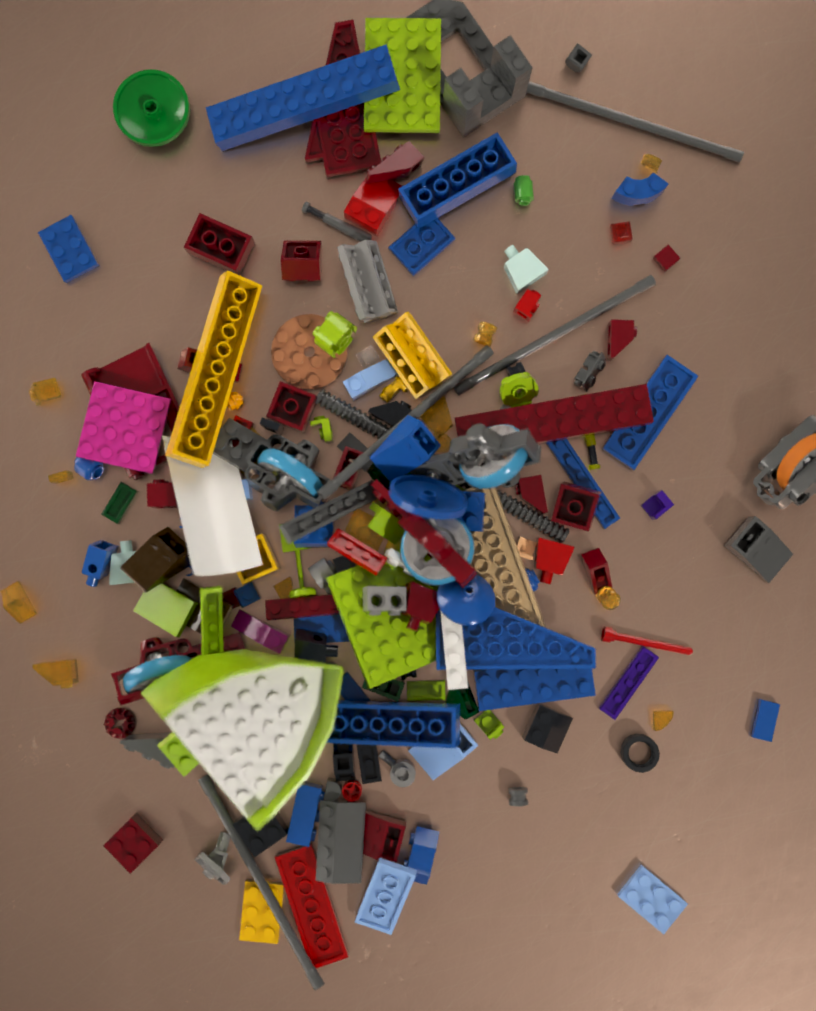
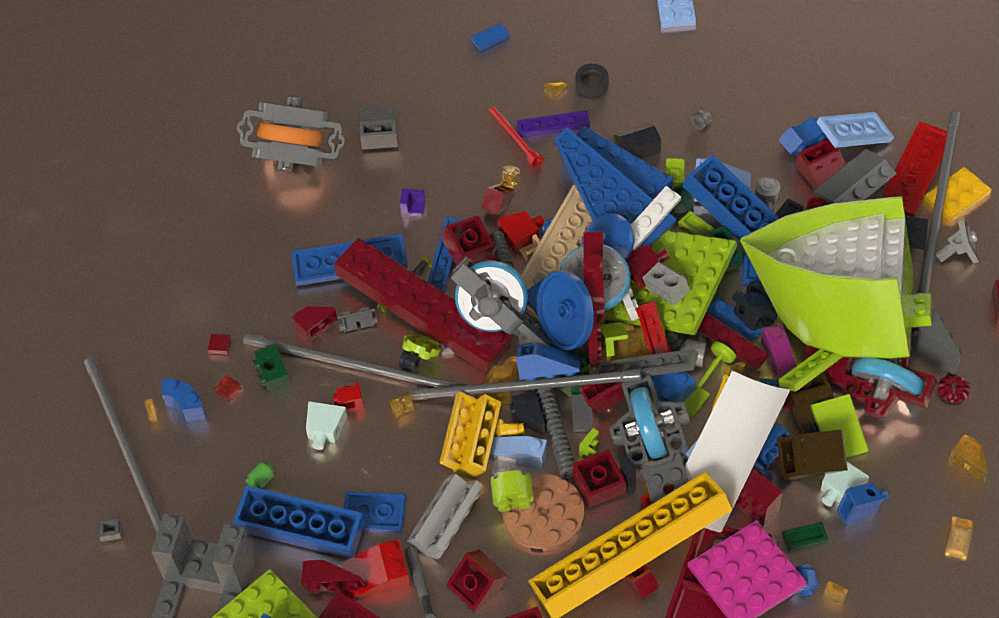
camera: 130 degrees left, 30 degrees down
(596, 276) = (270, 358): none -> dark green brick

